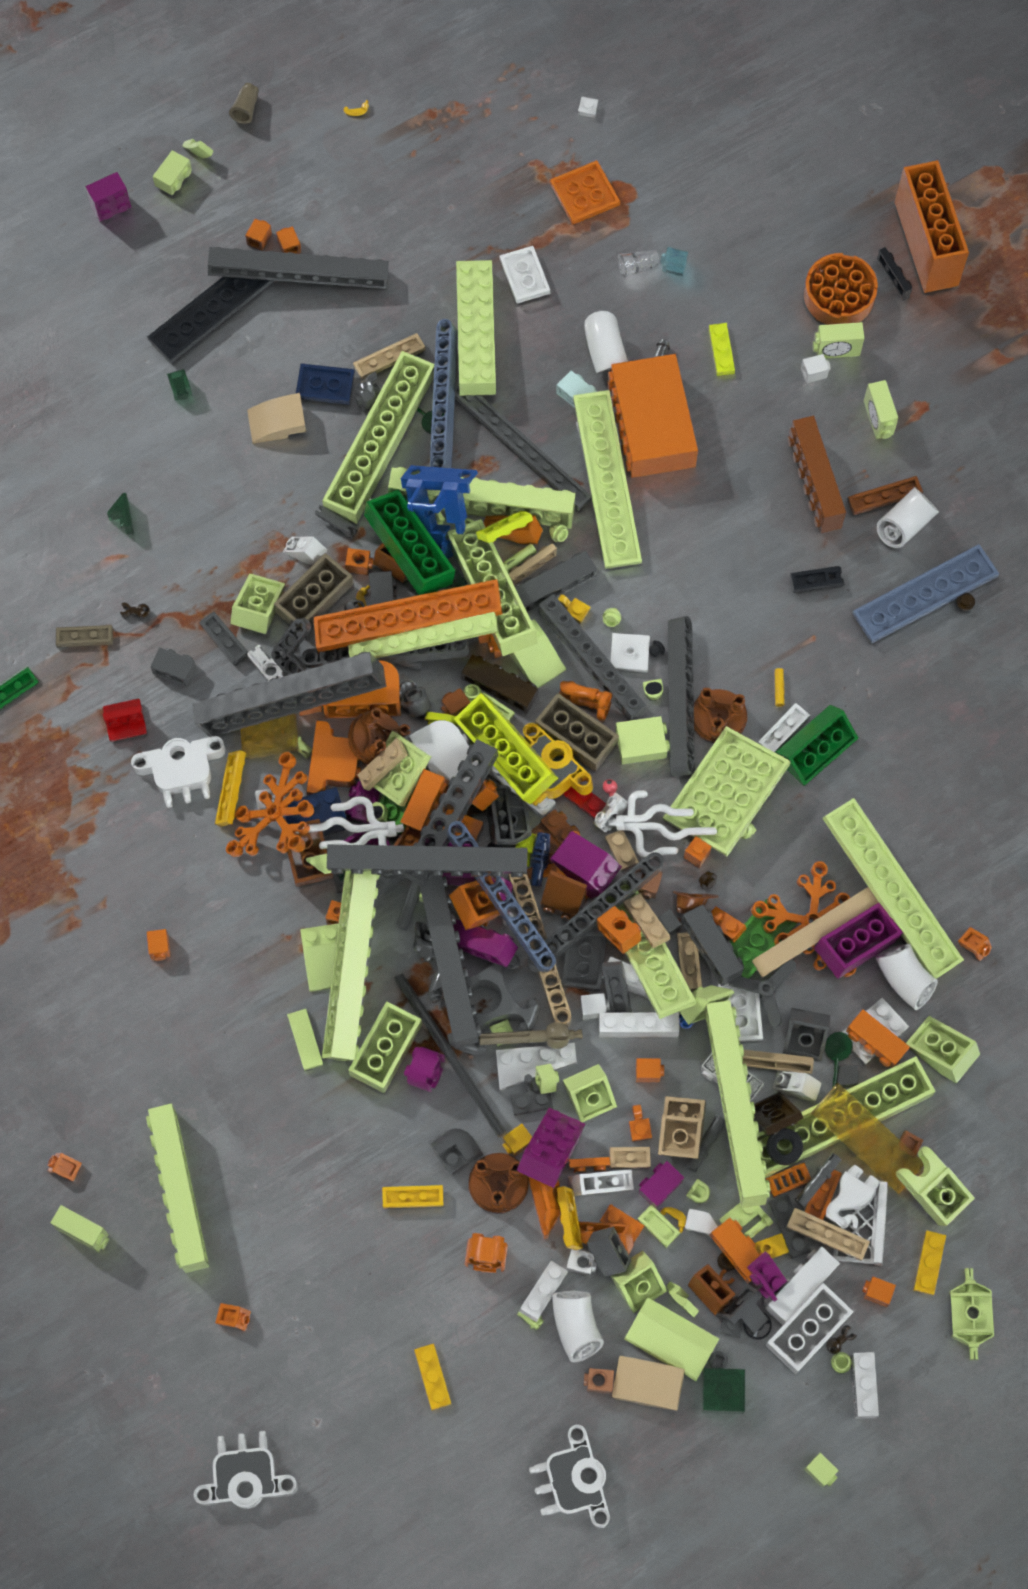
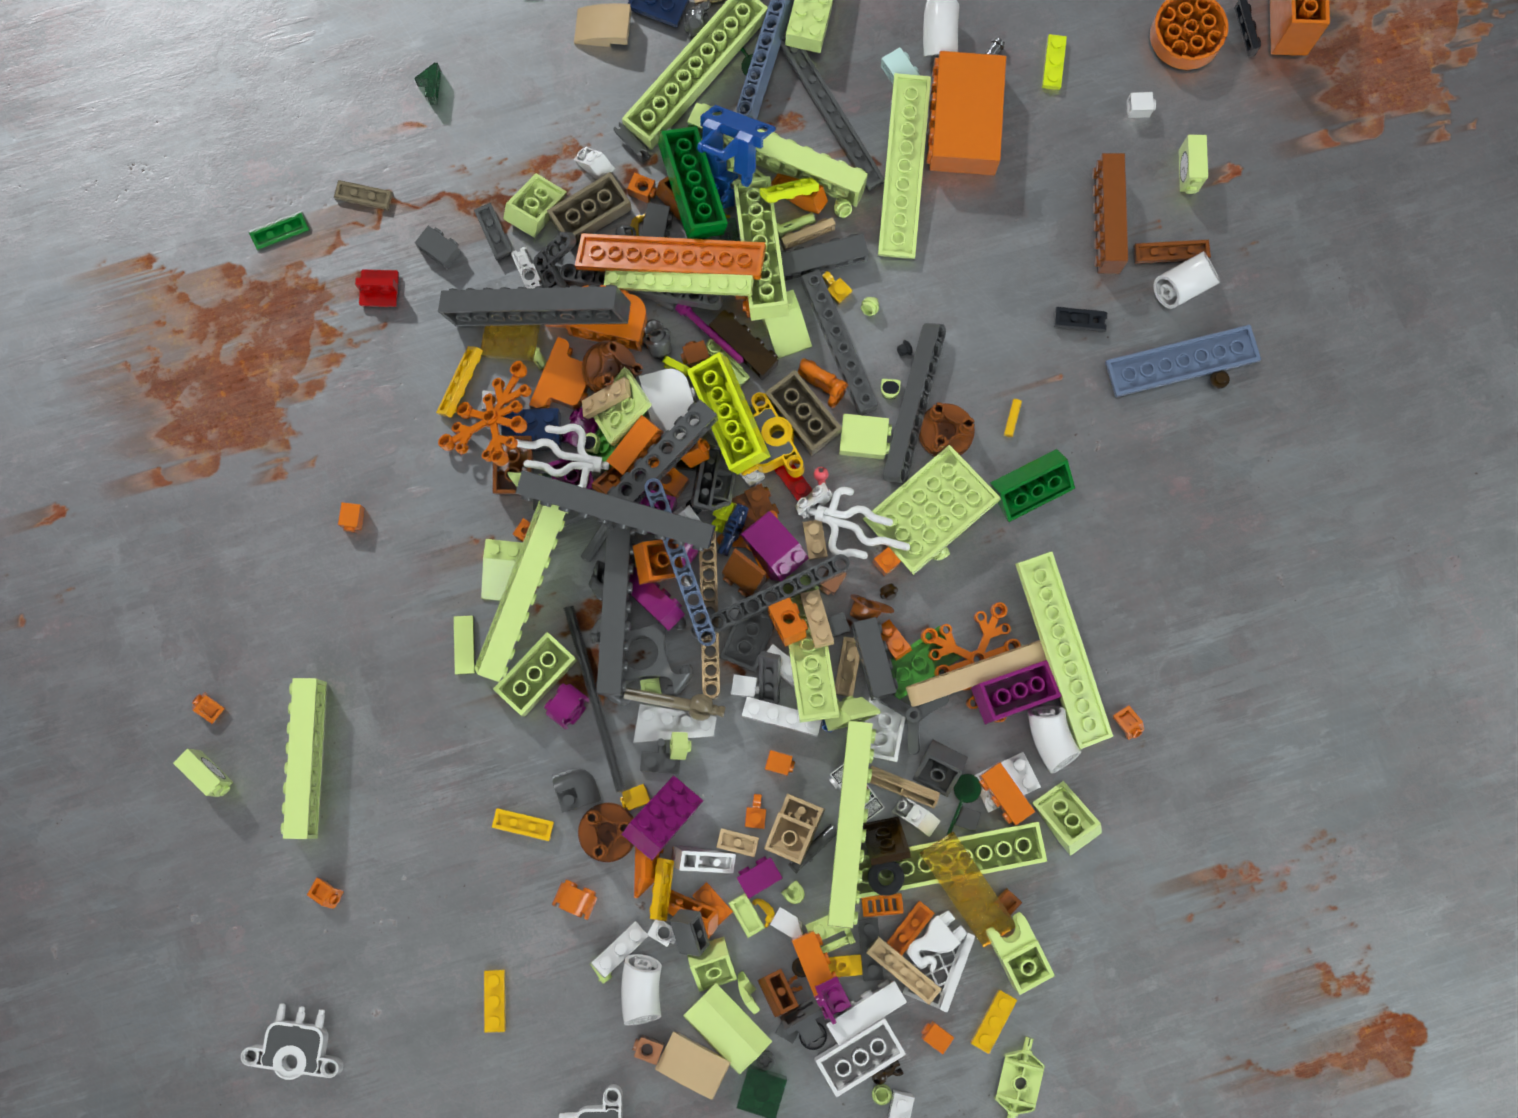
camera: 15 degrees right, 10 degrees up
(140, 610) = (421, 183): dark brown arm -> none
(183, 774) = (418, 356): white piece -> none
(434, 665) = (687, 311): none -> magenta piece
(590, 1093) = (717, 770): yellowish green slope -> none
(598, 1164) = (704, 840): orange plate -> none
(630, 652) = (878, 345): white plate -> none
(784, 728) = (1005, 461): white plate -> none
(818, 1179) = (909, 915): dark grey pin -> none
(839, 340) = (1172, 82): yellowish green brick -> none

